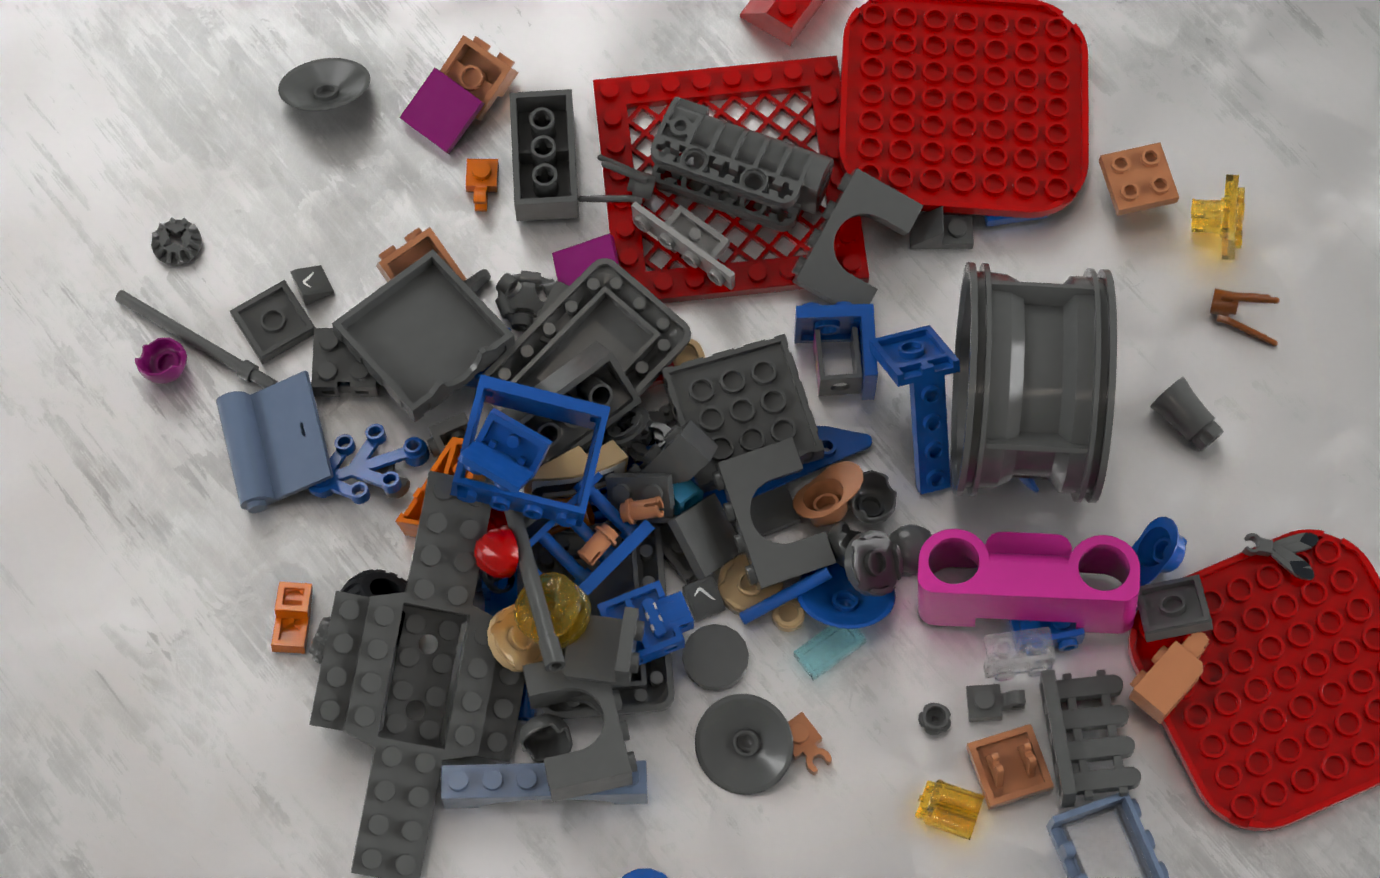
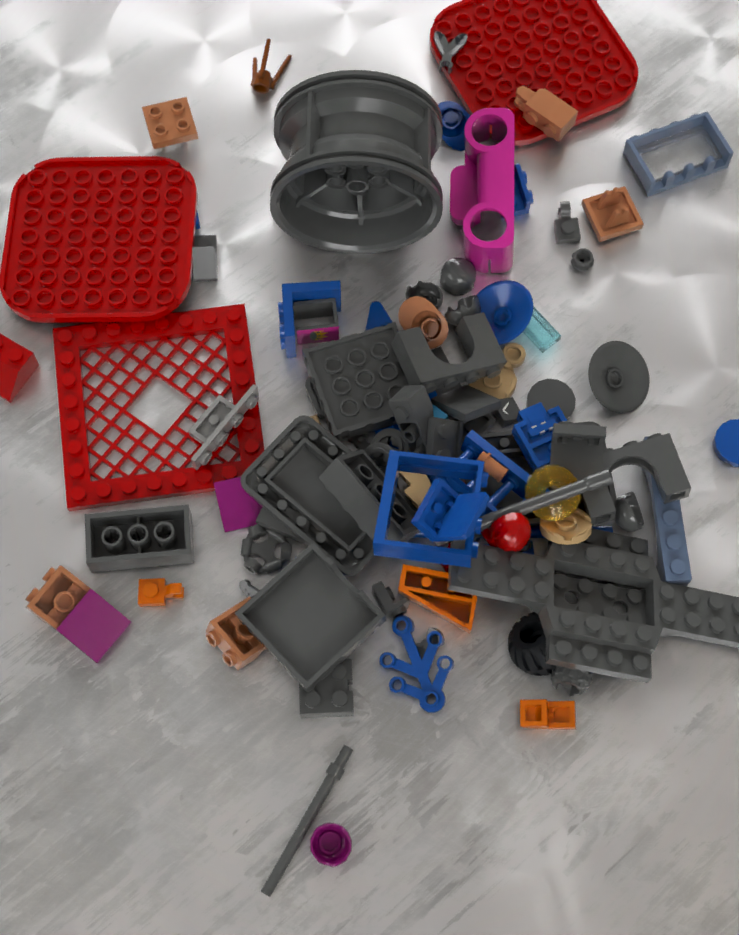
camera: 95 degrees left, 0 degrees up
(174, 253) = (212, 861): dark grey gear -> none
(269, 443) = (401, 744): sand blue door -> none
(273, 321) = (288, 755): dark grey tile -> none
(312, 283) = (253, 724): dark grey slope -> none
(324, 84) = (65, 726): dark grey hat -> none
(640, 184) = (167, 463): dark grey plant -> none
(641, 509) = (459, 440): nougat pin -> none
(738, 163) = (157, 388): dark grey piece -> none
(785, 595) = (511, 361): blue bar -> none
(805, 741) = (605, 337): nougat plate -> none
(859, 197) = (192, 299): dark grey arch -> none
(873, 563) = (480, 290): dark grey tile -> none
(922, 361) = (342, 241): blue bracket -> none
(949, 808) = (646, 249): clear yellow piece -> none
(1018, 653) = (535, 203): clear bracket -> none
(1081, 751) = (591, 178): dark grey fence -> none
(1173, 608) = (500, 96): dark grey tile -> none
(1222, 216) = (200, 72): clear yellow plate -> none

